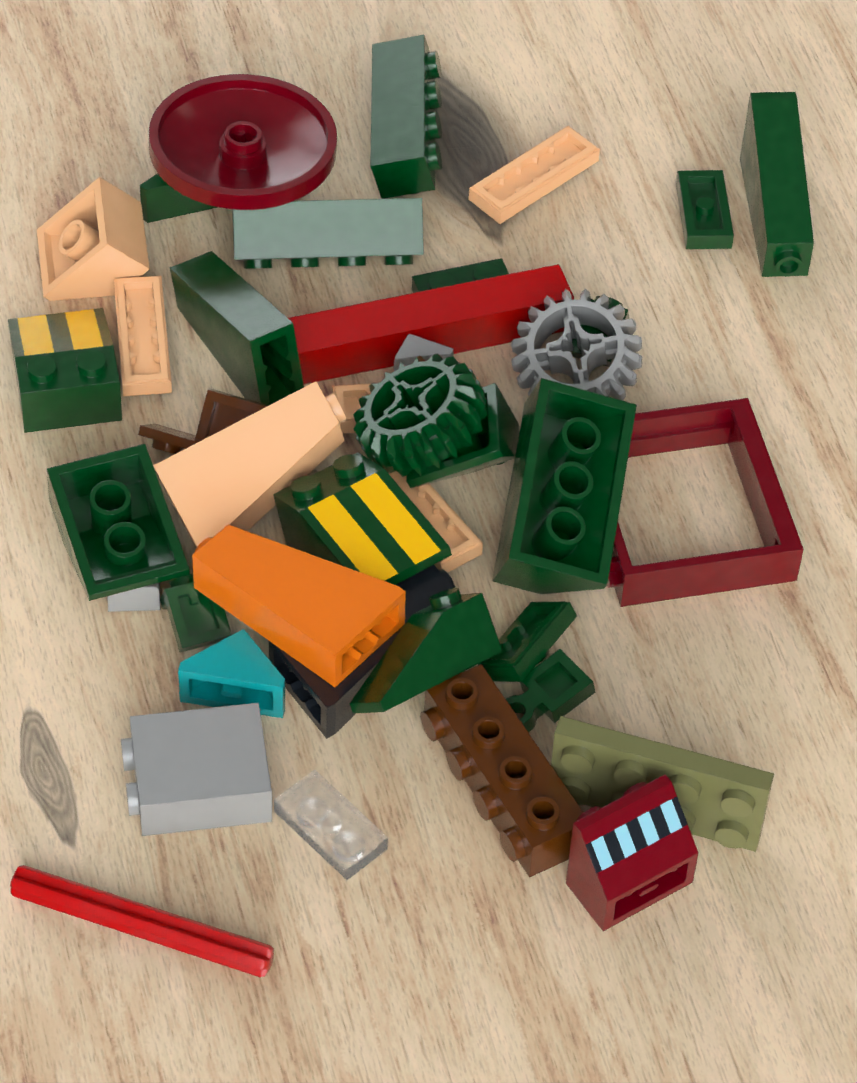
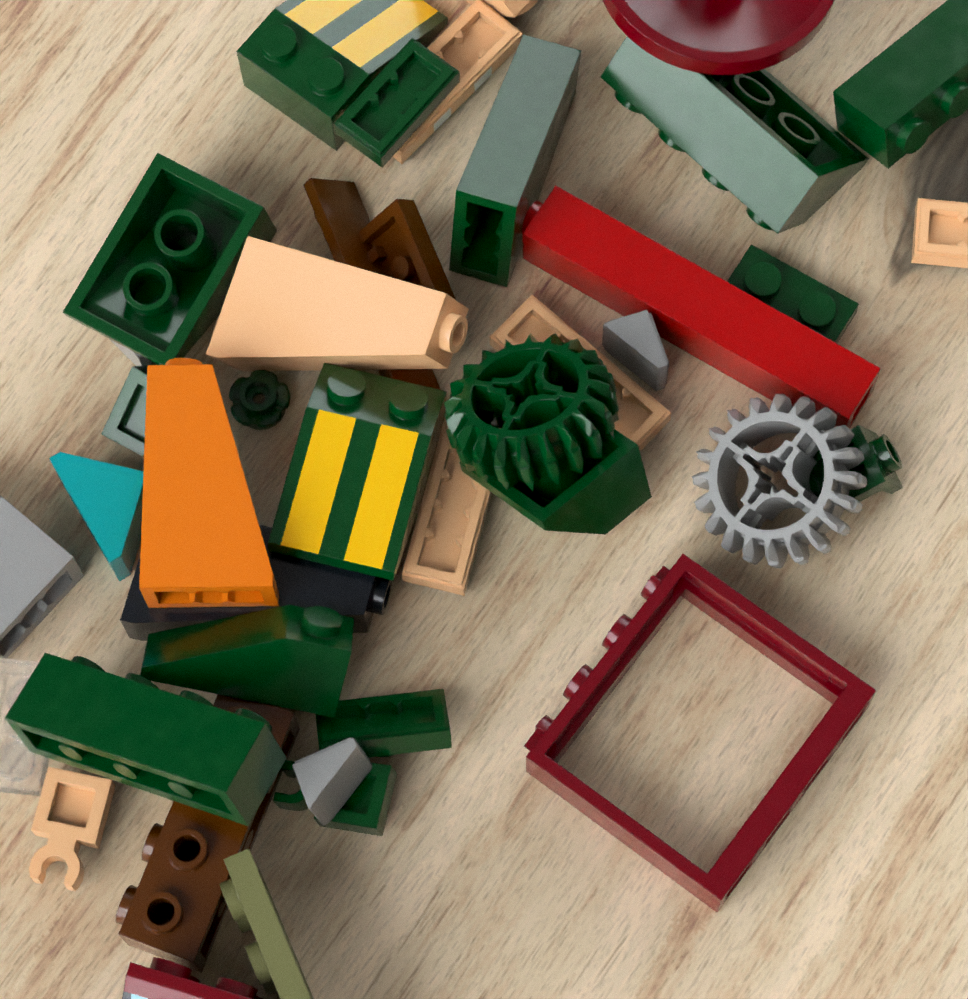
camera: 55 degrees right, 20 degrees up
(143, 351) = (397, 102): none -> dark green plate
(422, 836) = (70, 815): none -> light nougat plate
(428, 723) = (148, 736): none -> dark green brick
(540, 675) = (331, 777): none -> light grey slope
(564, 490) = (576, 619): dark green slope -> none

